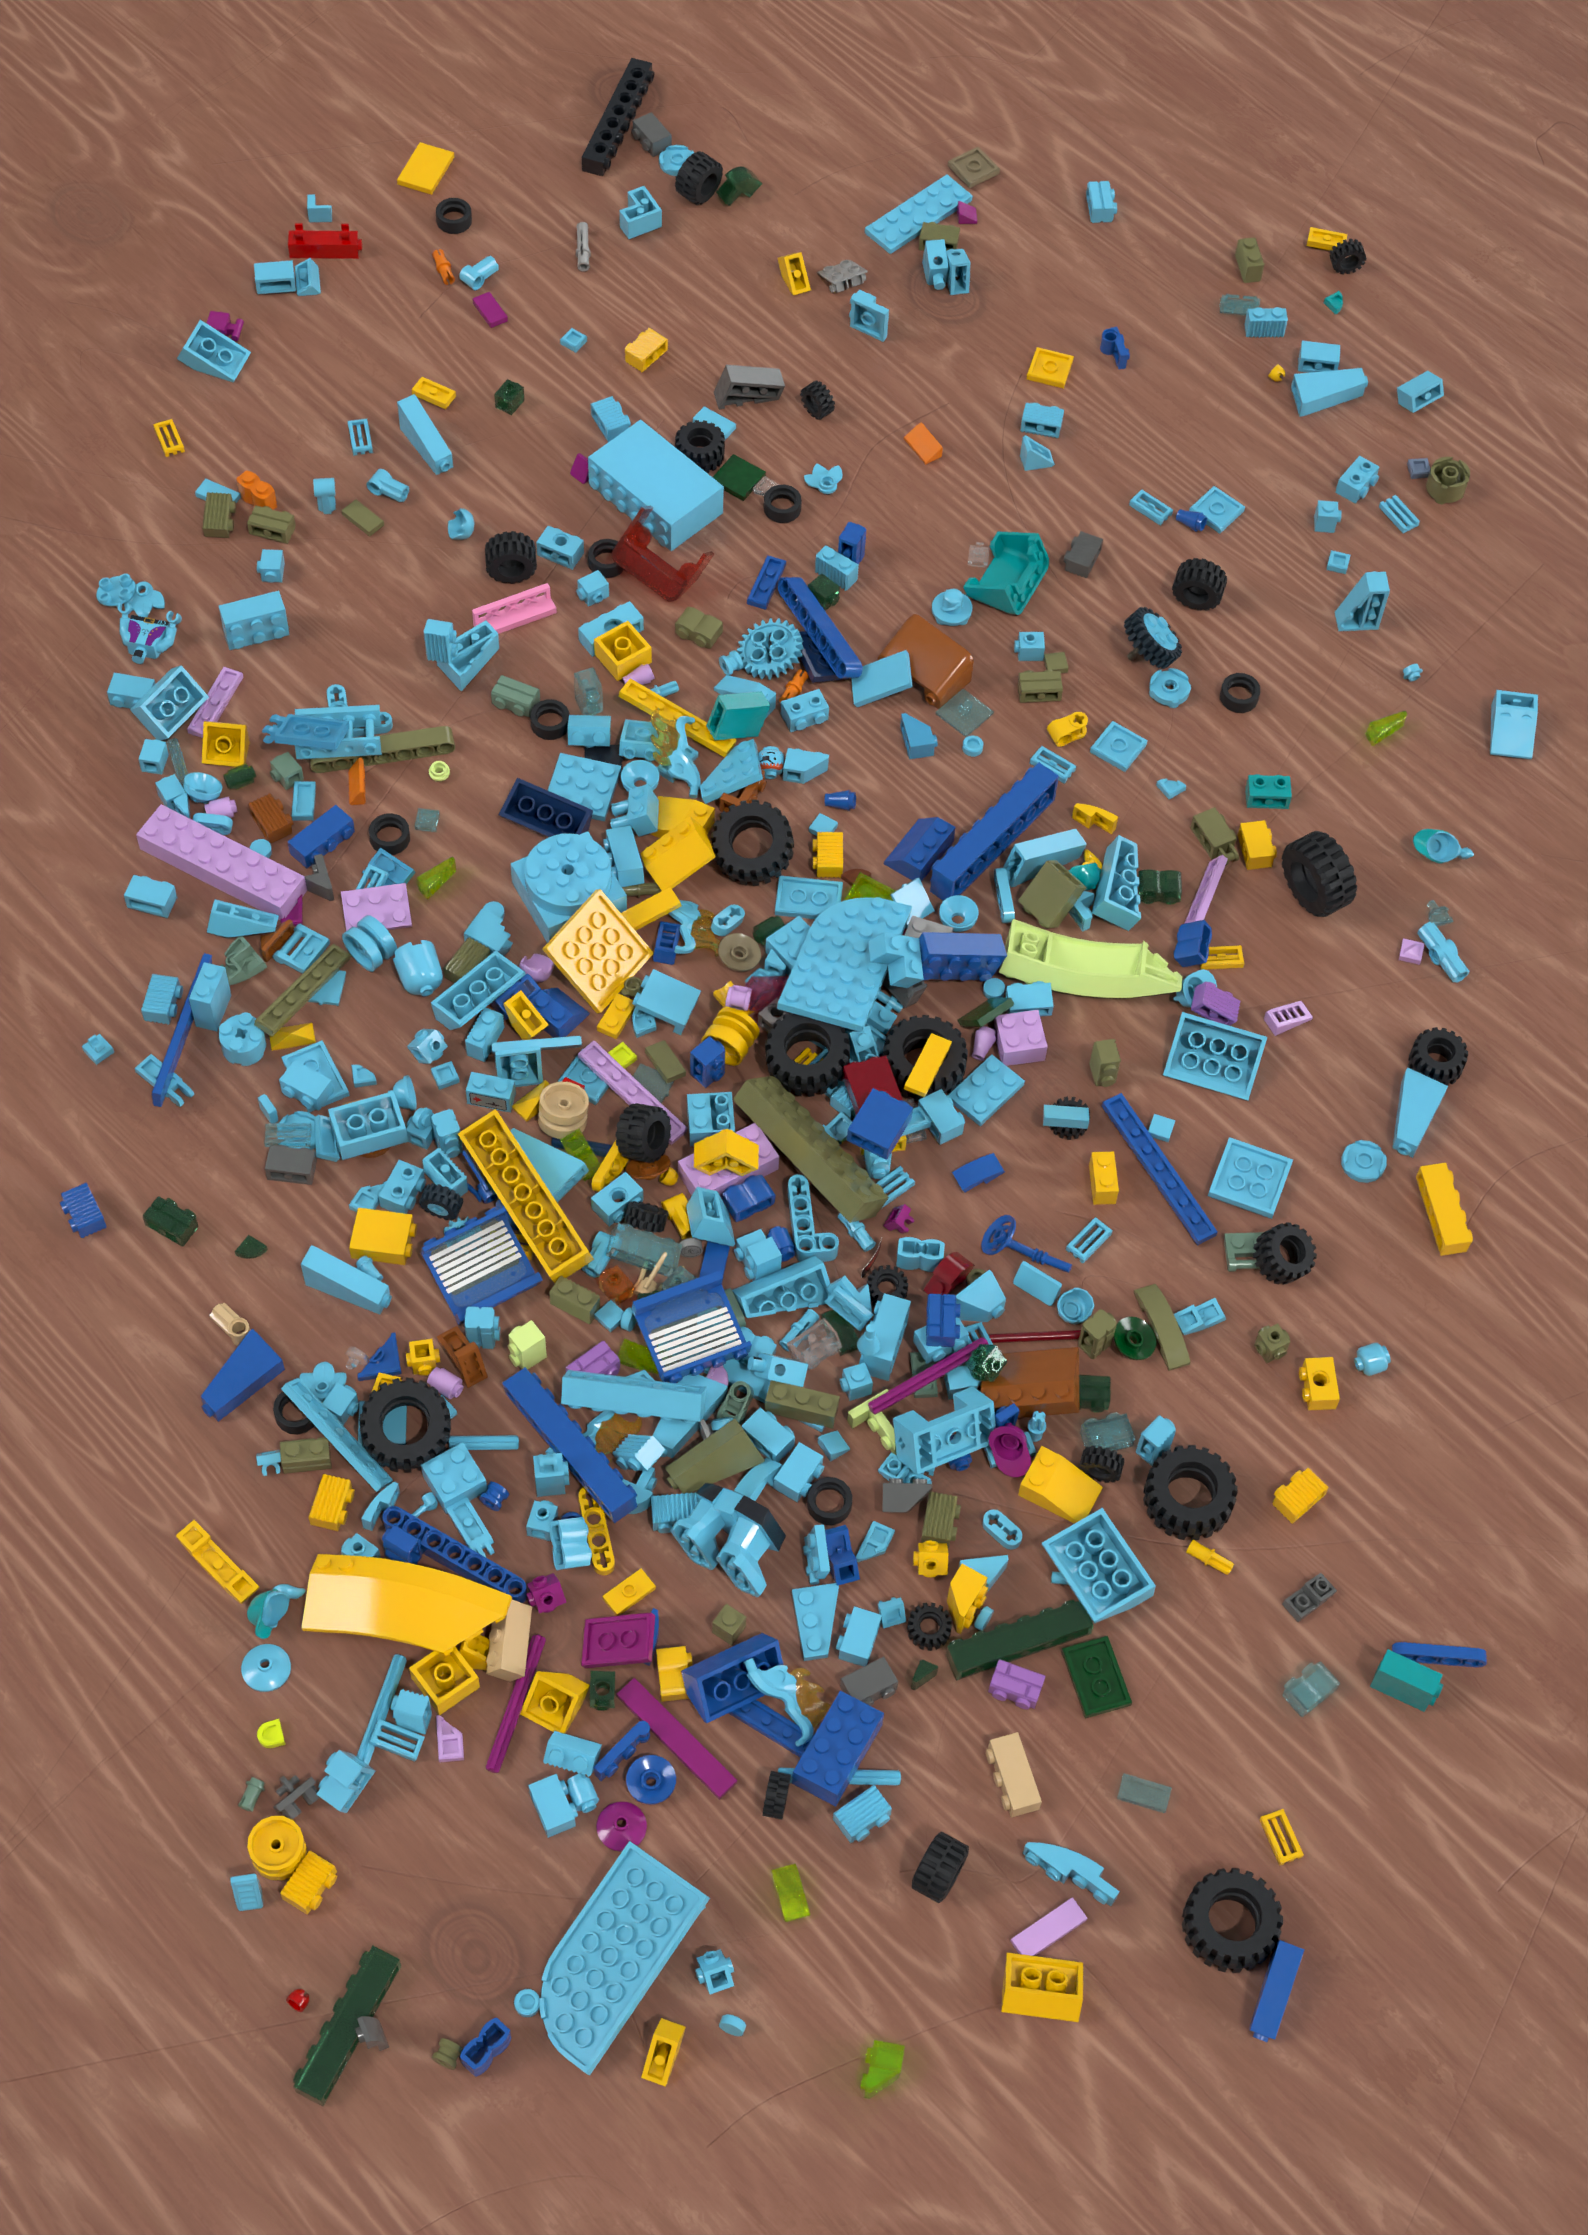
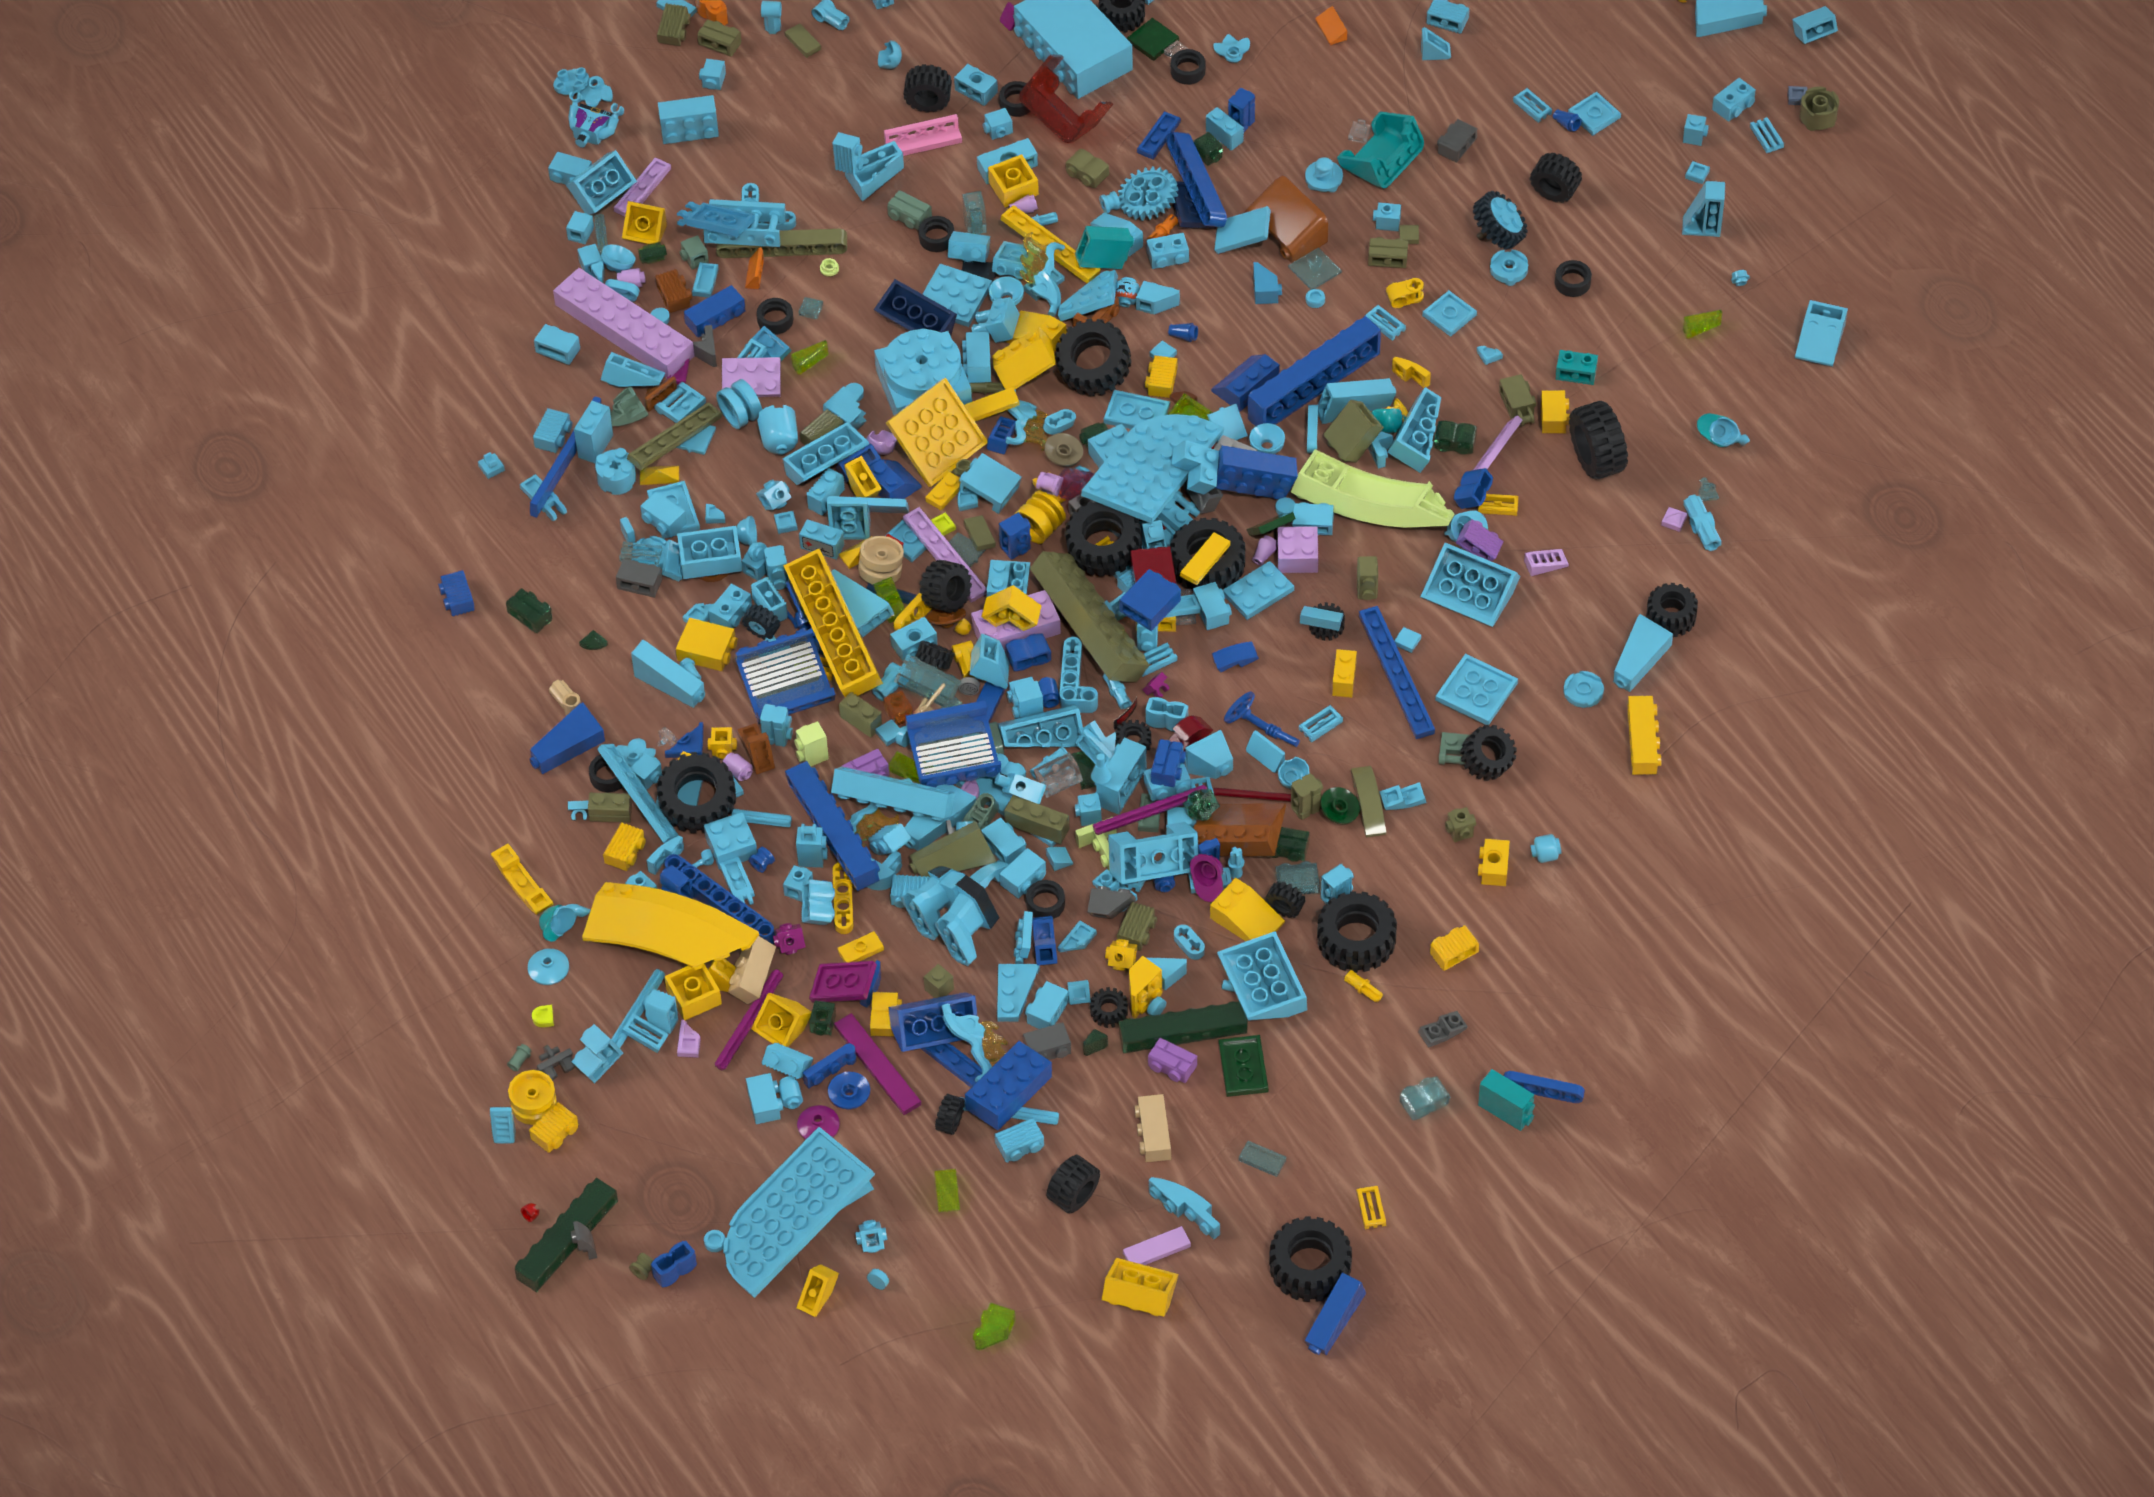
camera: 15 degrees right, 5 degrees down
(775, 964) = (1091, 462): medium azure slope -> none

